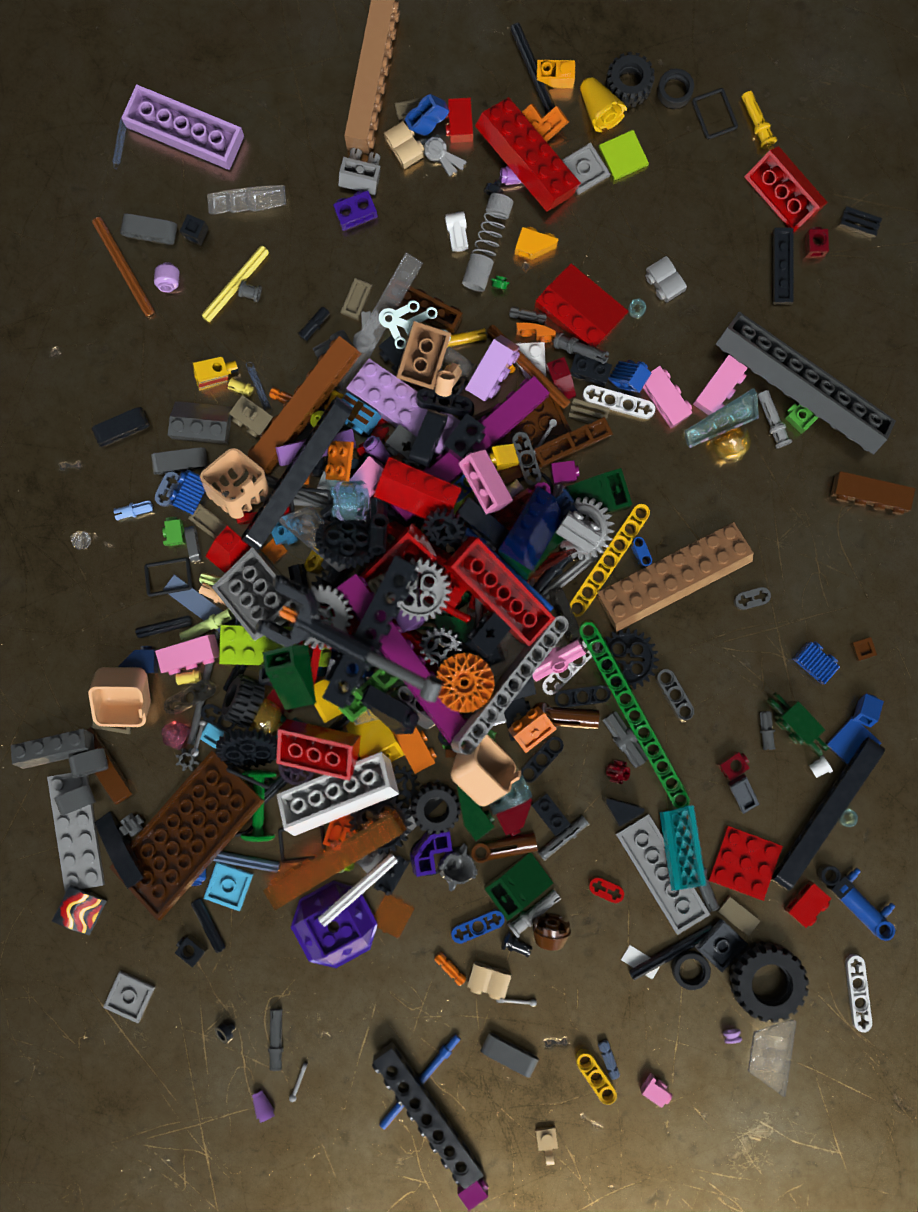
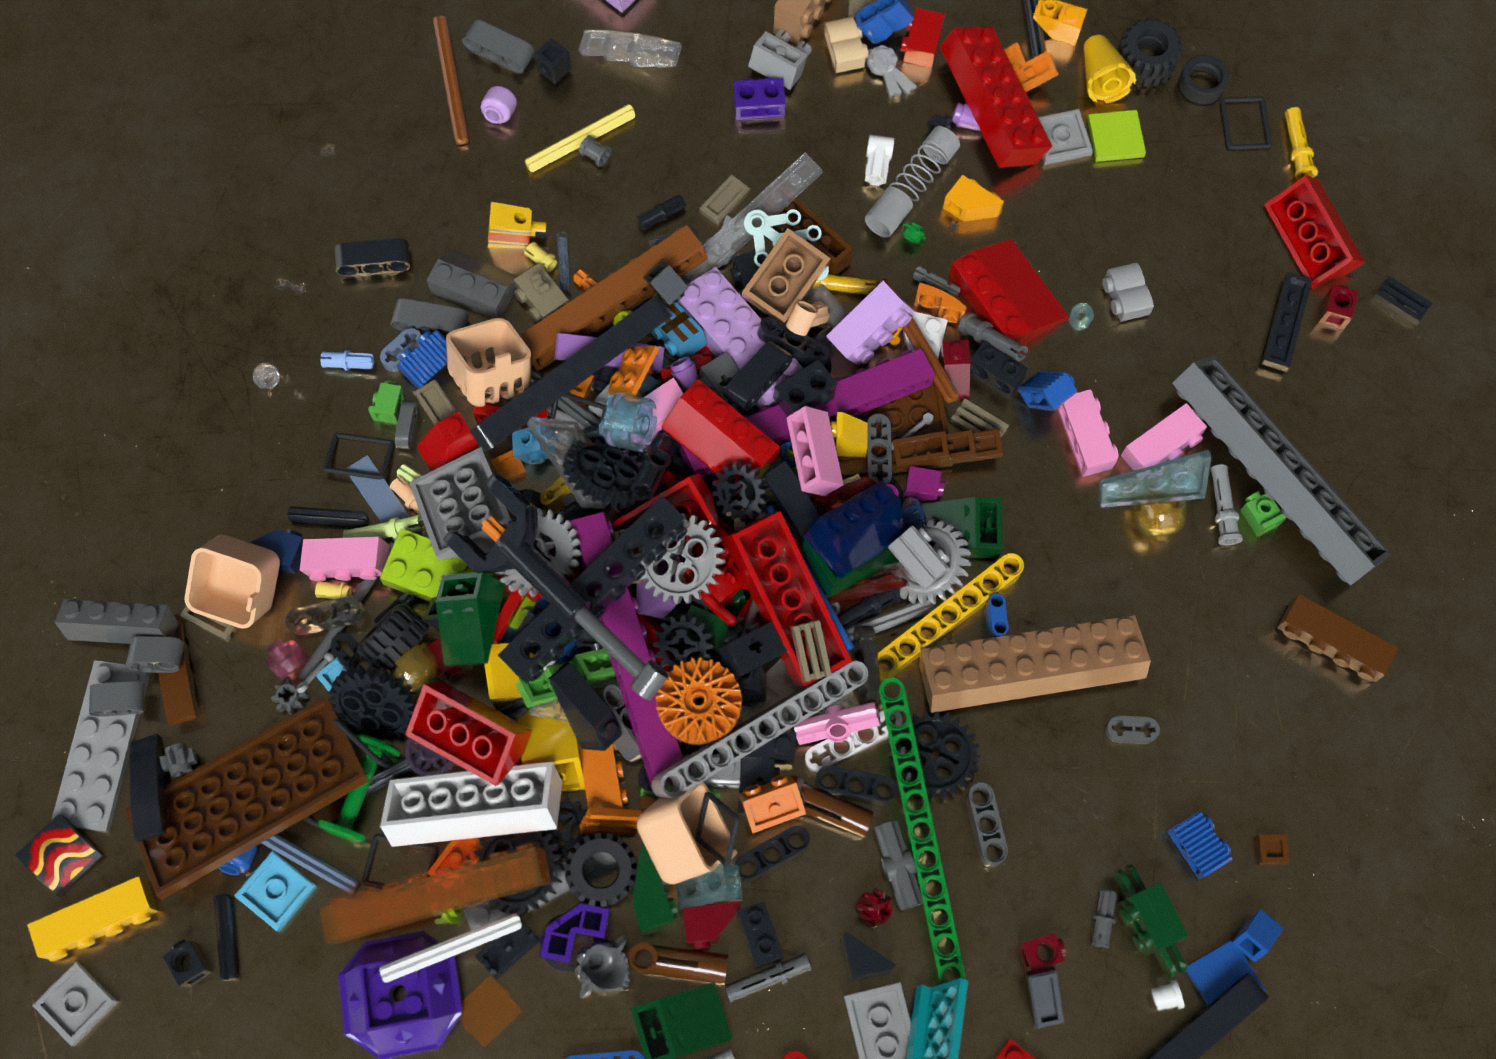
camera: 15 degrees right, 15 degrees down
(118, 942) = (93, 918): none -> yellow brick
(339, 386) = (666, 283): none -> black brick
(430, 773) = (610, 821): none -> orange tile
(516, 782) = (725, 861): none -> black piece
(535, 636) = (821, 648): none -> dark tan tile
(619, 399) = (1025, 418): white beam -> none

